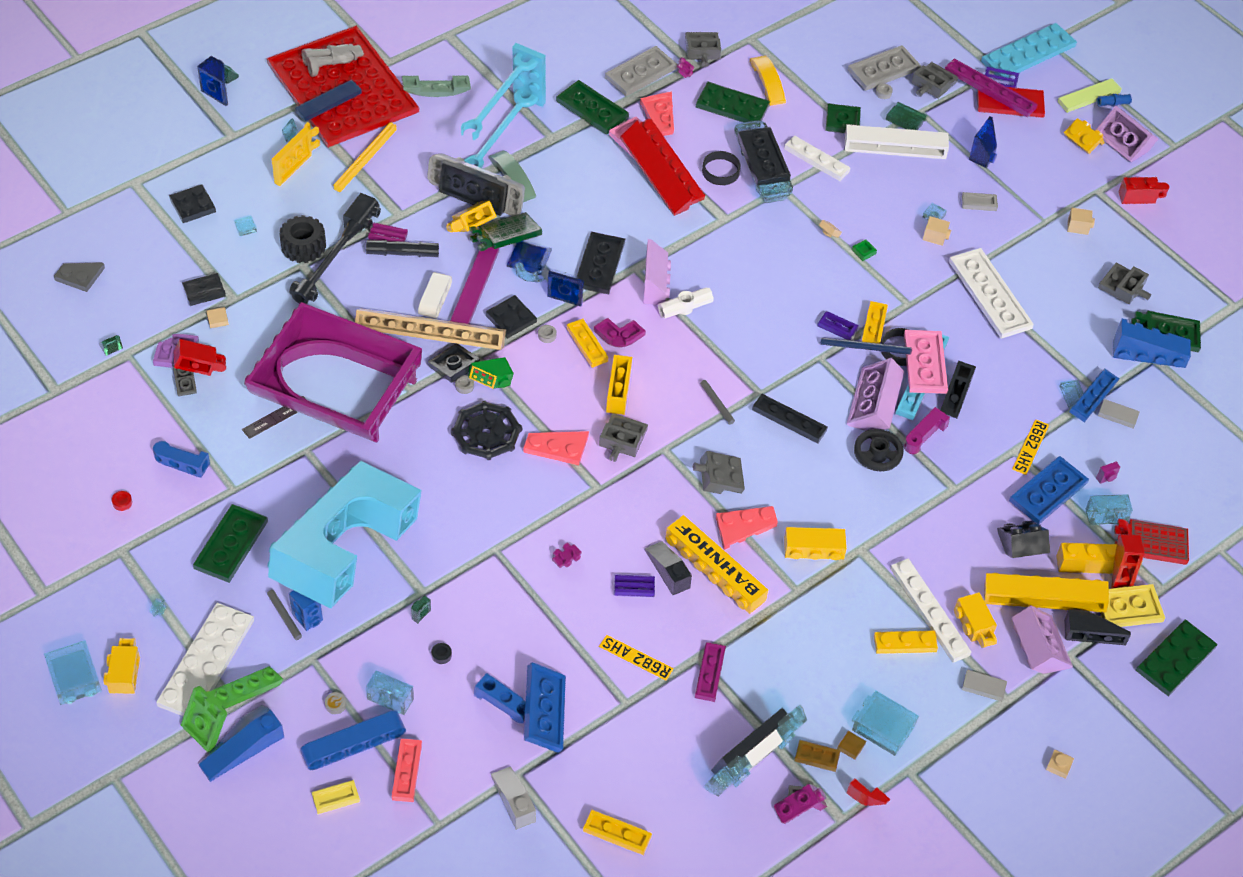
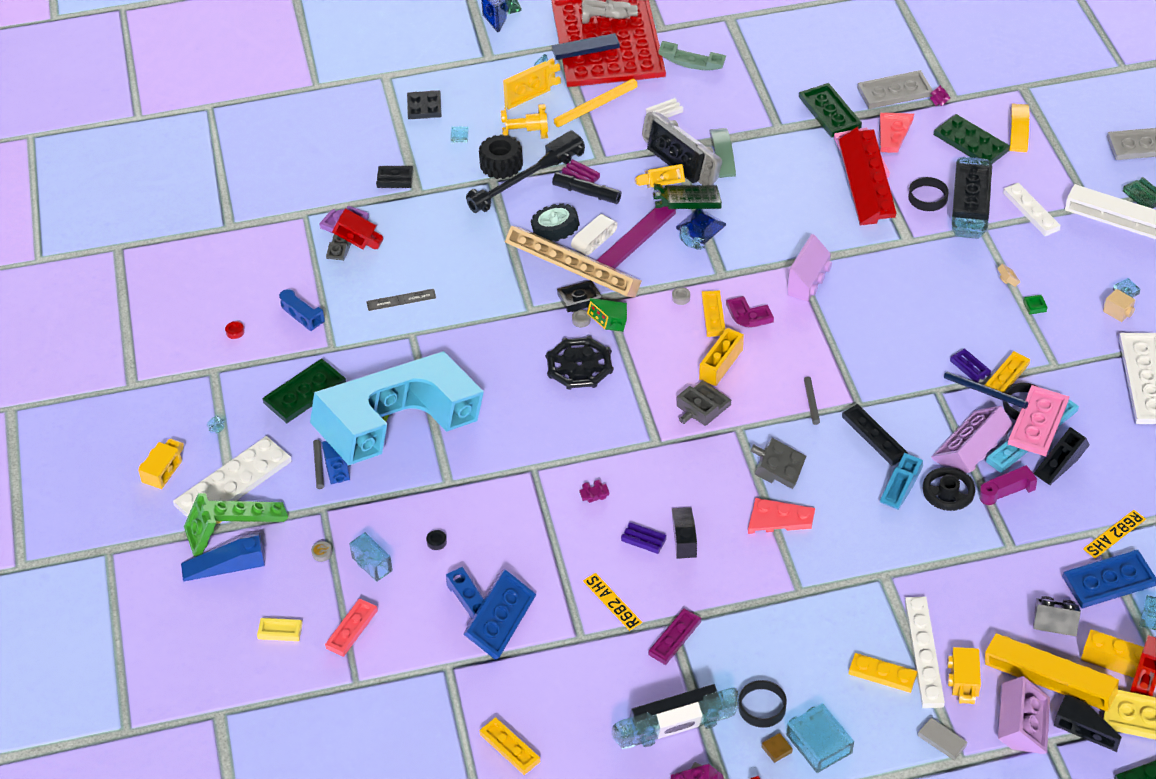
camera: 30 degrees right, 5 degrees down
(73, 672) = (119, 454): clear light blue brick -> none
(79, 274) = (299, 138): dark grey wing -> none
(111, 345) = (293, 201): clear green slope -> none
(217, 317) = (394, 203): tan tile -> none
(318, 194) = (531, 122): none -> yellow piece
(322, 333) = (467, 237): magenta panel -> none
(352, 740) = (318, 586): blue beam -> none
(387, 292) = (555, 222): none -> black wheel
(420, 609) = (436, 496): clear green plate -> none
(433, 146) = (667, 108): none -> white tile
(511, 316) = (655, 272): black plate -> none
(514, 797) = (432, 684): light grey slope -> none
(528, 89) = (774, 81): medium azure piece -> none
(557, 445) = (638, 395): coral wing -> none
(565, 287) = (715, 258): clear blue slope -> none
(600, 262) = (764, 247): black tile -> none
(685, 302) = (826, 303): white piece -> none
(703, 46) = (967, 81): dark grey plate -> none
(716, 564) = (730, 543): yellow brick -> none
(815, 543) = (838, 553): yellow brick -> none
(817, 755) = (736, 745): pearl gold plate -> none
(818, 689) = (760, 722): none -> black tyre
(835, 455) = (902, 481): none -> dark azure slope
(840, 116) = (1077, 175): dark green tile -> none
(884, 91) = (1135, 165): light grey tile -> none

